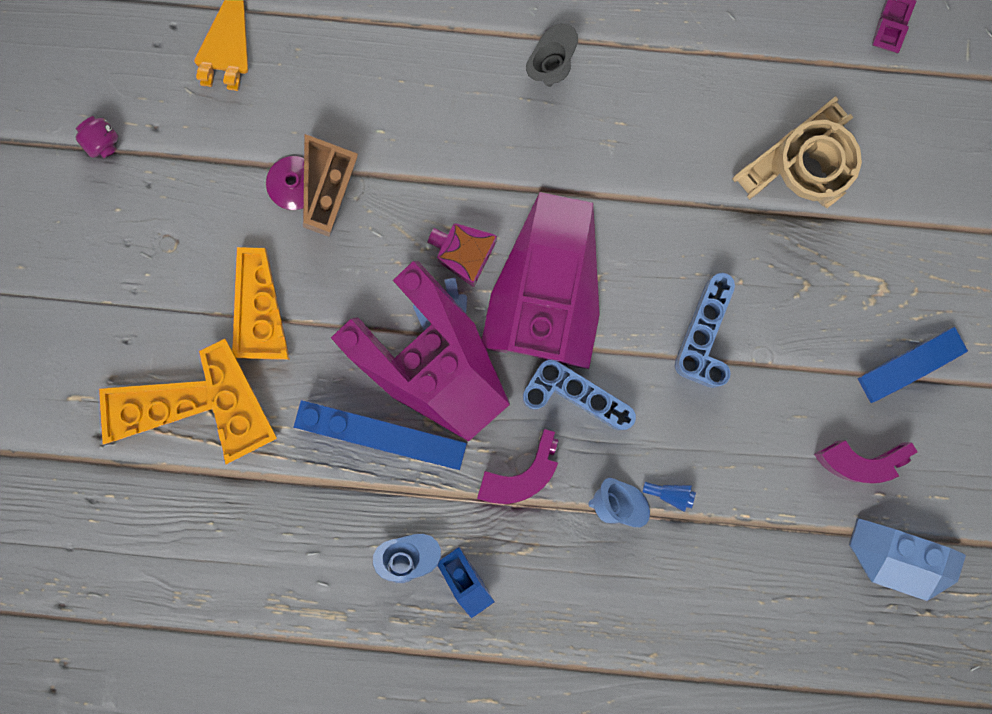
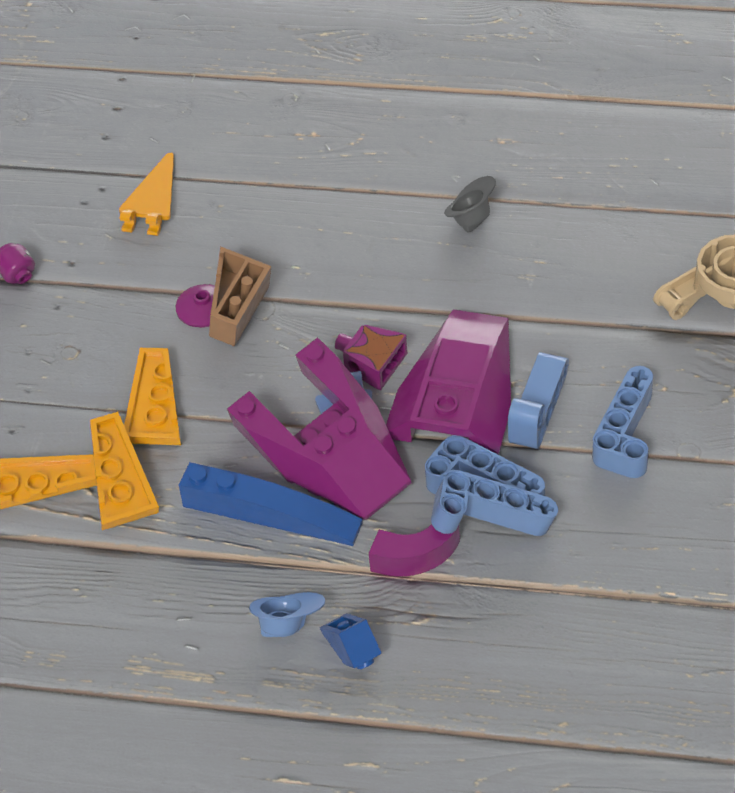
camera: 10 degrees right, 35 degrees down
(591, 445) = (491, 502): none -> medium blue beam
(620, 504) = (522, 568): medium blue piece -> none
(625, 306) = (531, 414): none -> medium blue beam
(676, 495) = (593, 566): blue cone -> none

